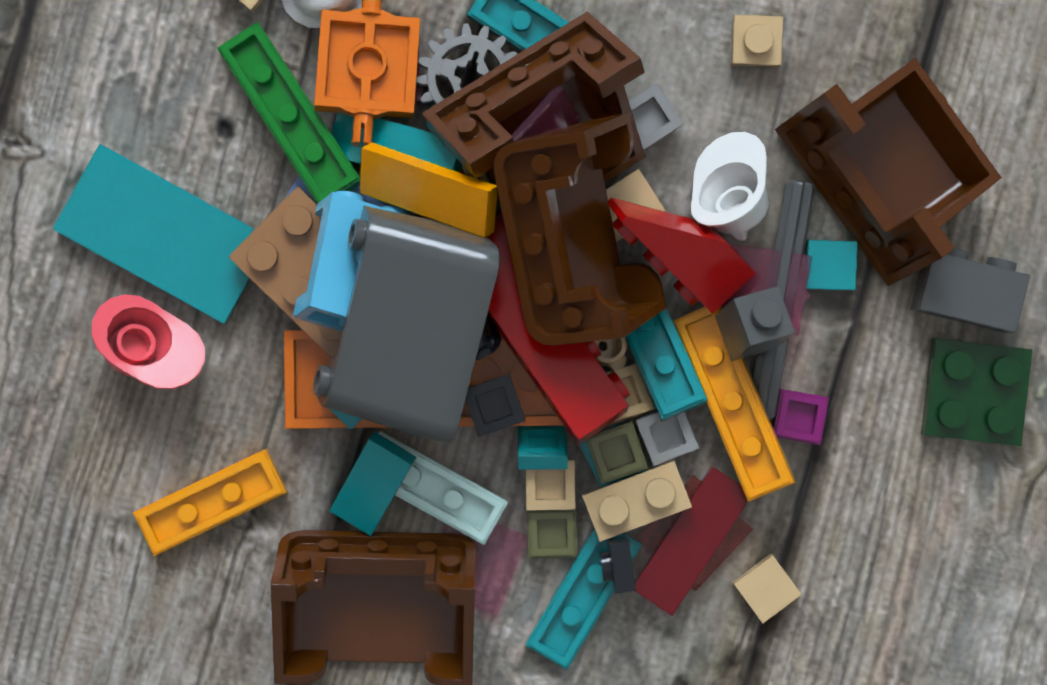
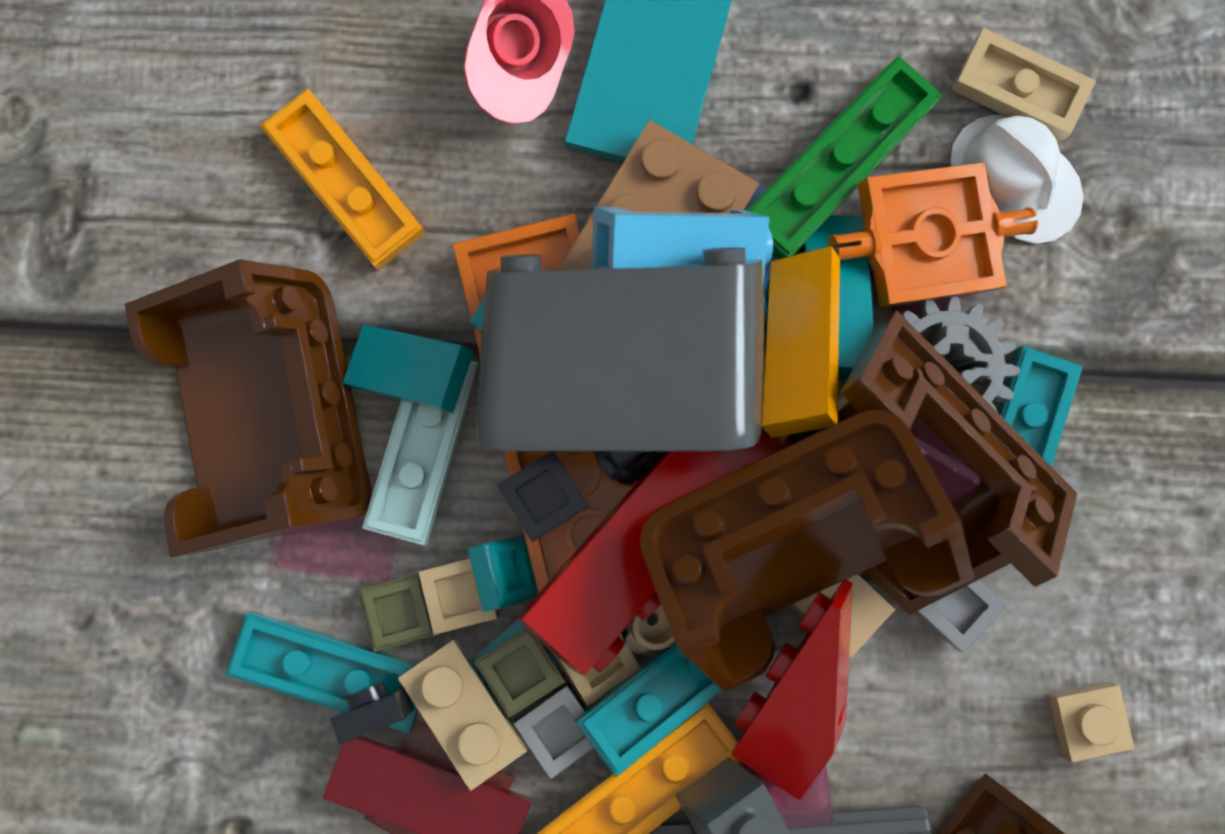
camera: 75 degrees right, 5 degrees down
(731, 185) = (903, 738): white piece -> none

